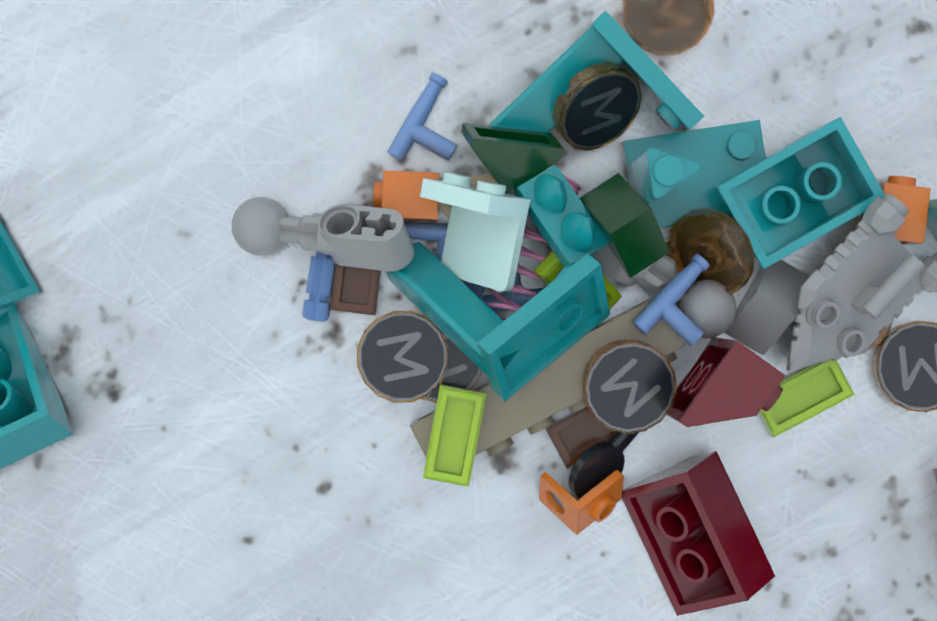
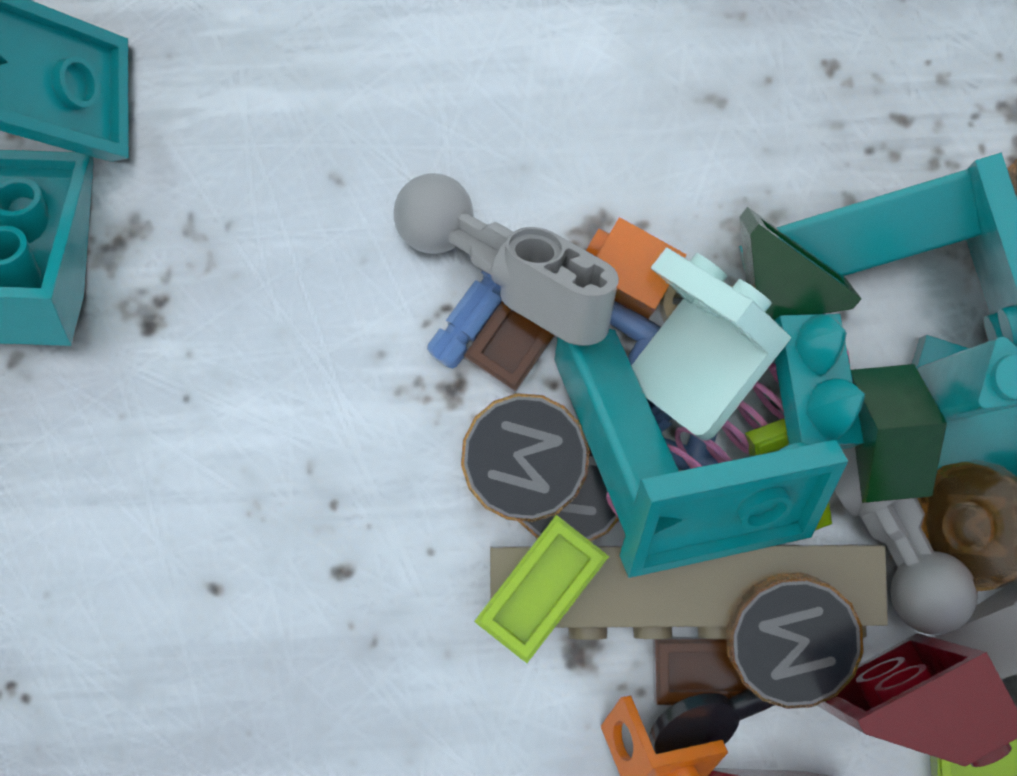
camera: 25 degrees right, 5 degrees down
(413, 128) = (676, 196): medium blue piece -> none
(597, 106) = (920, 273): tile -> none
(664, 305) = (889, 561): medium blue piece -> none

